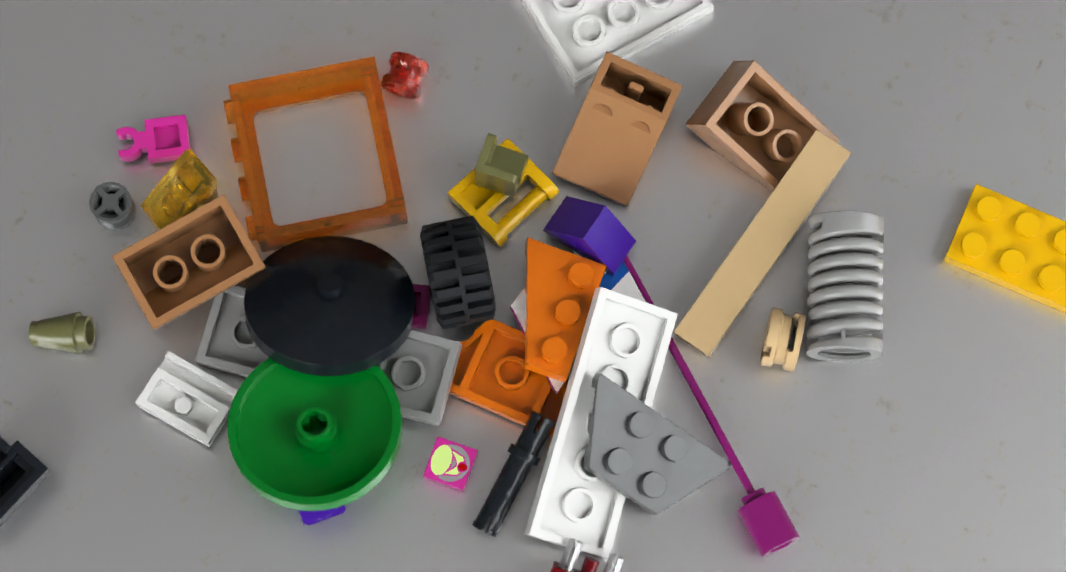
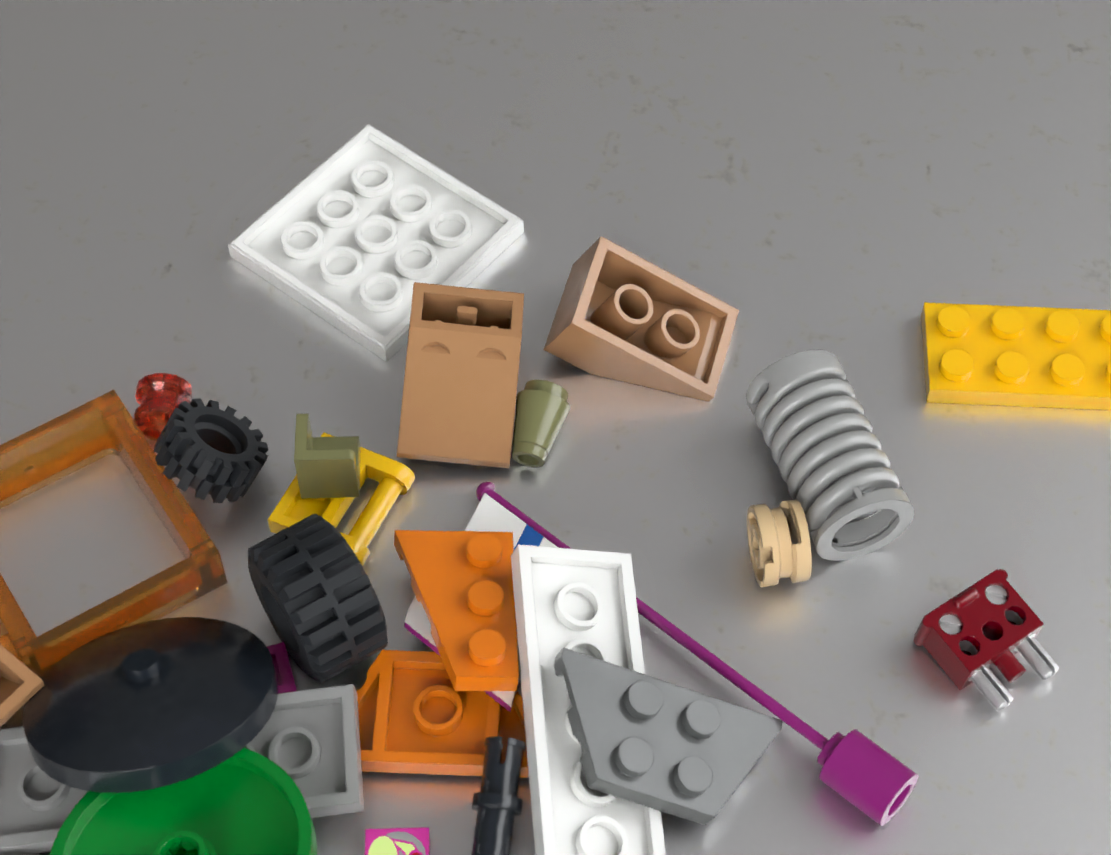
camera: 20 degrees left, 20 degrees down
(410, 136) = (210, 450): none -> black tyre
(591, 232) = (476, 496): dark purple slope -> none
(659, 180) = (538, 420): none -> olive cone
(762, 244) = (698, 454): tan slope -> none
(898, 439) = (983, 632): none -> dark red piece

